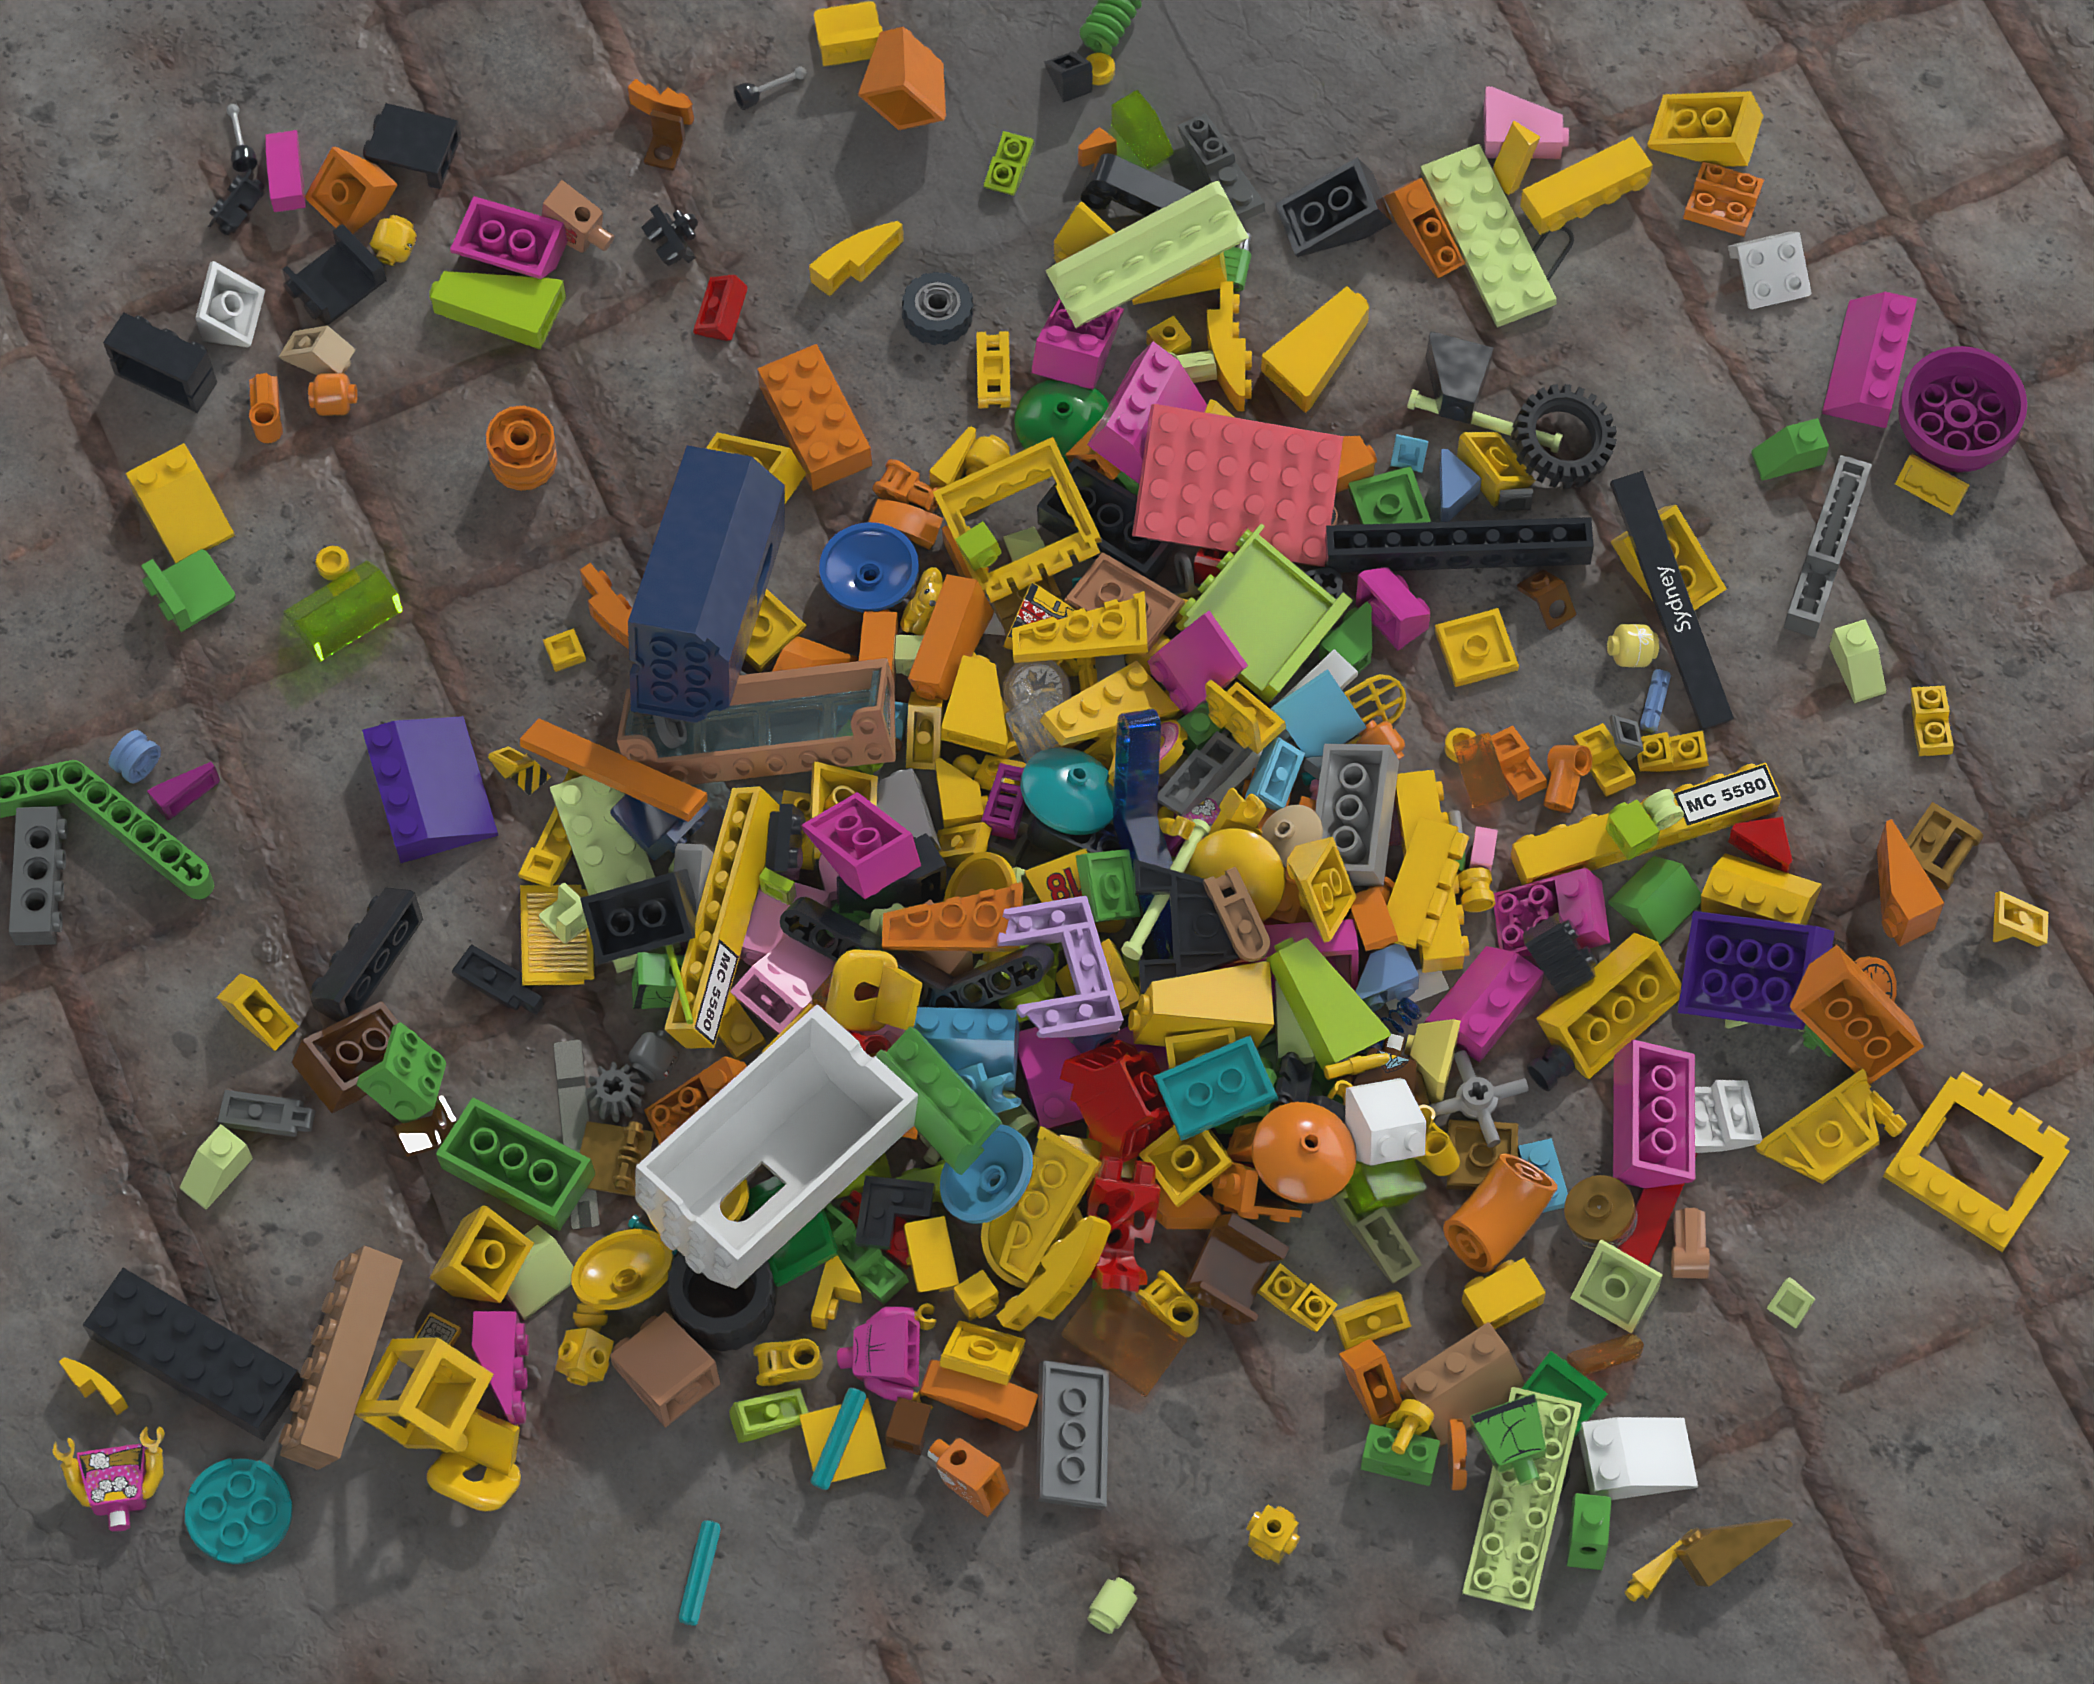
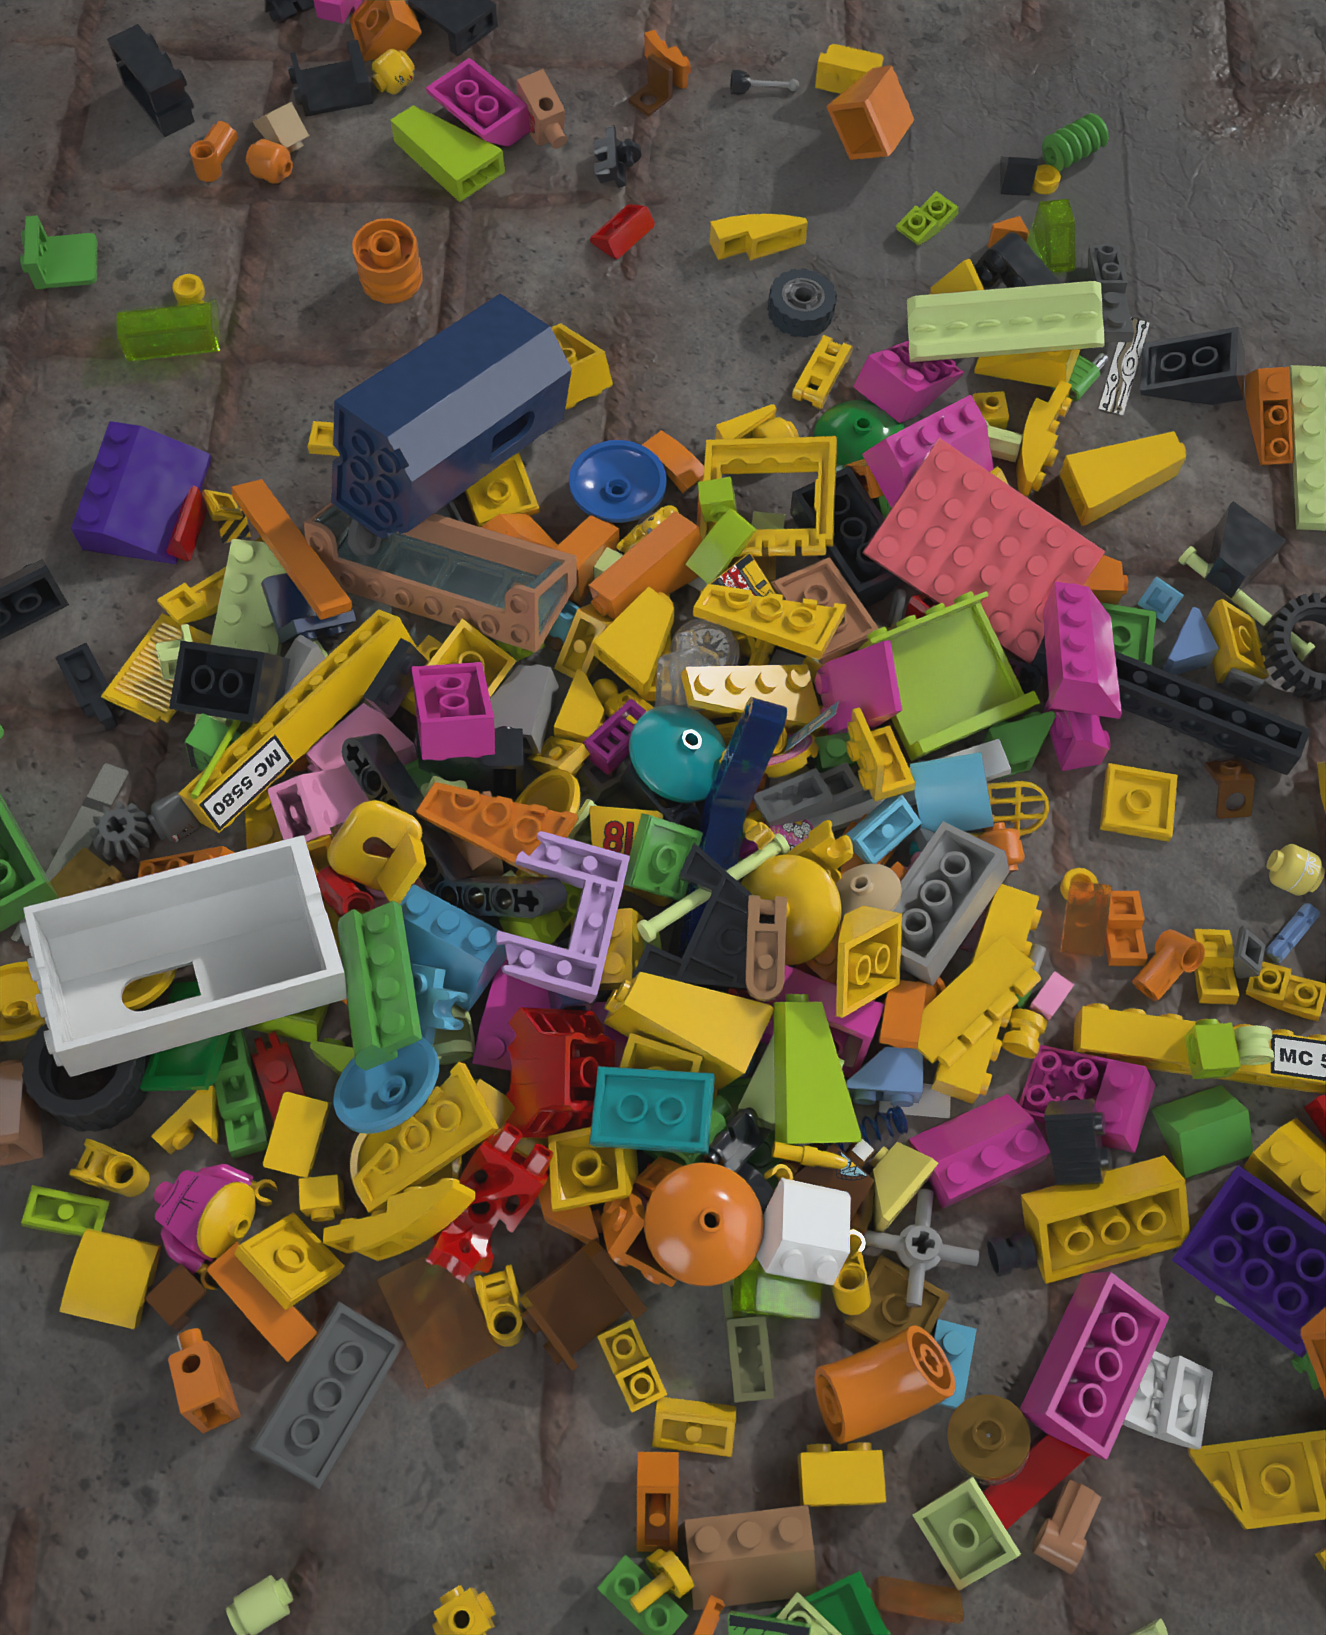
camera: 25 degrees right, 0 degrees up
(179, 503) = (99, 190): yellow slope -> none
(228, 307) = (233, 65): white slope -> none
(489, 794) = (188, 525): none -> red slope
(777, 886) = (365, 714): lime tile -> none
(814, 417) = (646, 343): orange brick -> none
(838, 1438) = (100, 1276): teal axle -> none
(884, 1201) = (282, 1059): black plate -> none
(904, 486) = (688, 429): orange connector -> none
(916, 1345) = (226, 1219): none -> yellow dish
(1004, 588) = (720, 546): none -> lime slope
(1174, 710) = (810, 727): none -> sticker
(1269, 238) = (1123, 370): none -> sticker
(1366, 540) = (1080, 652): none -> dark pink slope

